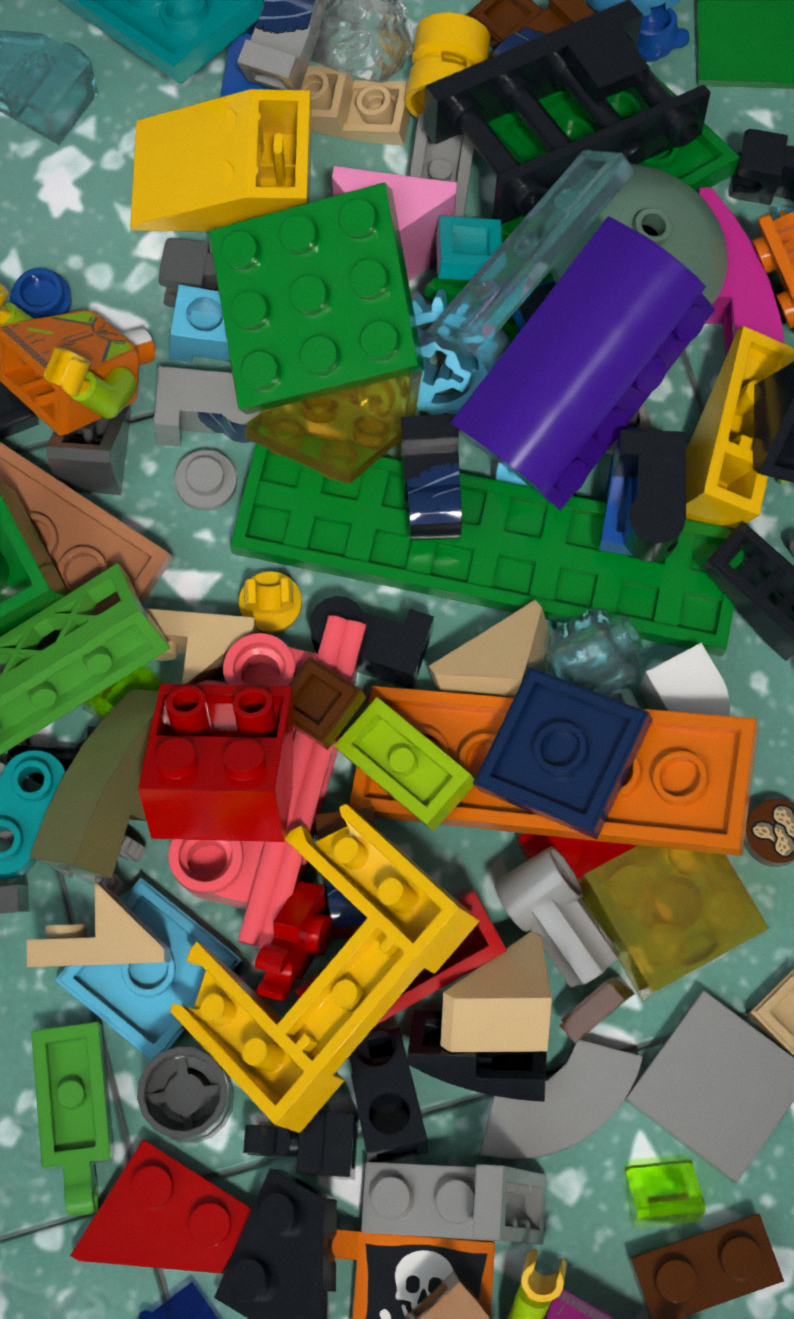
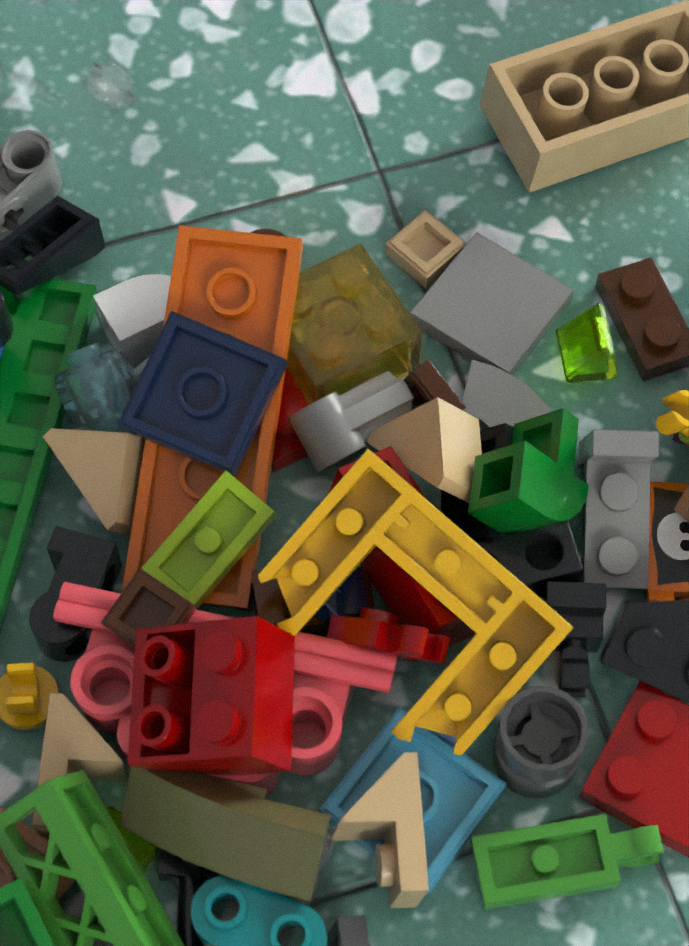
camera: 90 degrees left, 10 degrees down
(460, 1111) = (532, 478): none -> green brick

